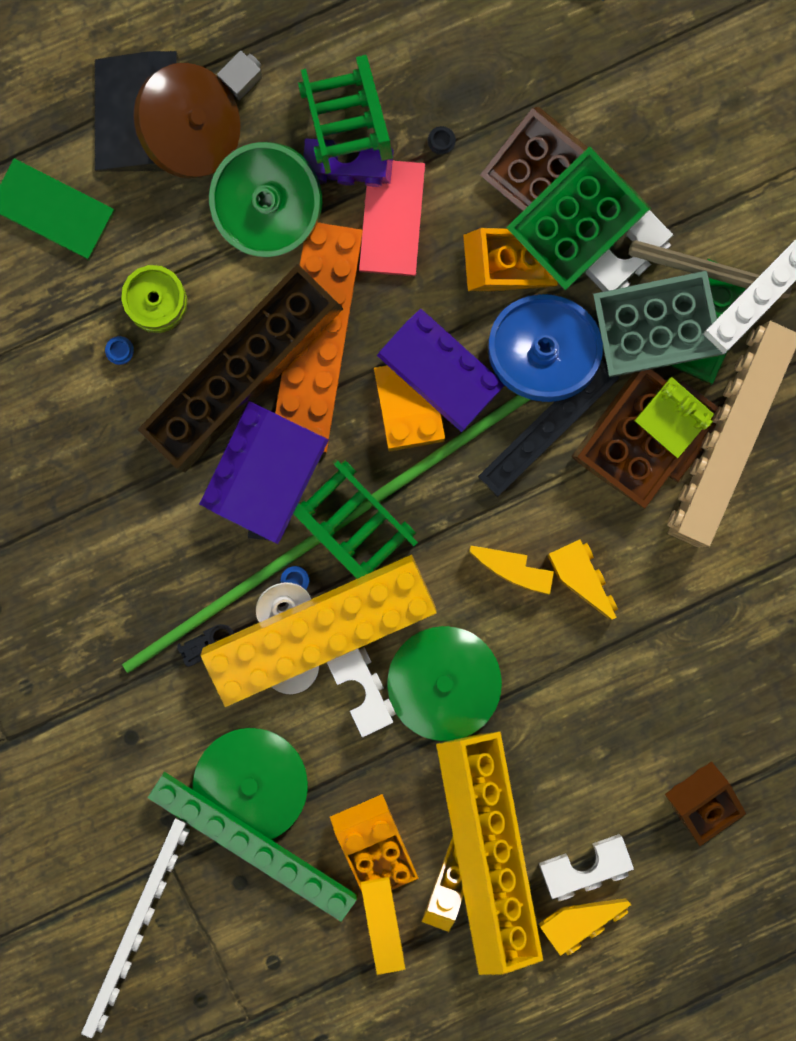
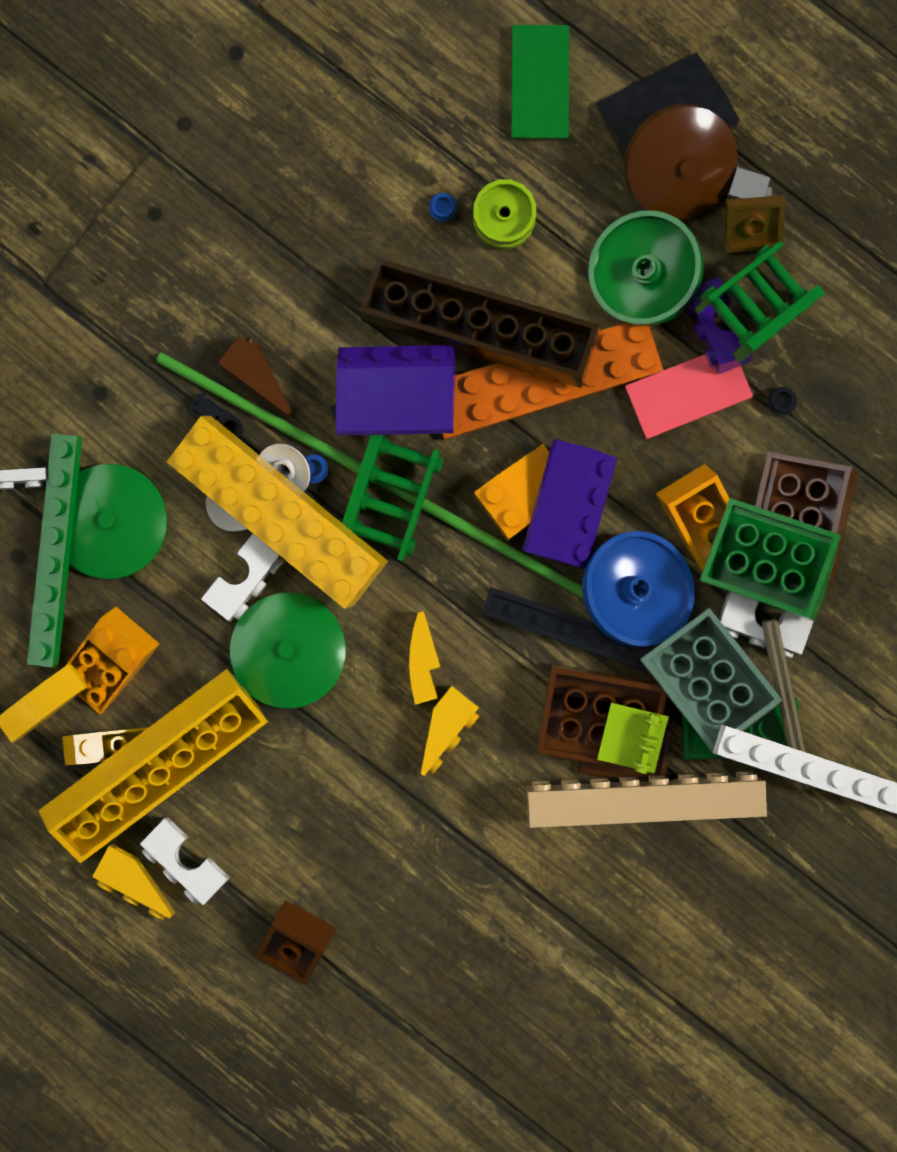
camera: 65 degrees right, 0 degrees up
(180, 590) = (250, 368): none -> reddish brown slope
(273, 85) = (753, 223): none -> pearl gold plate

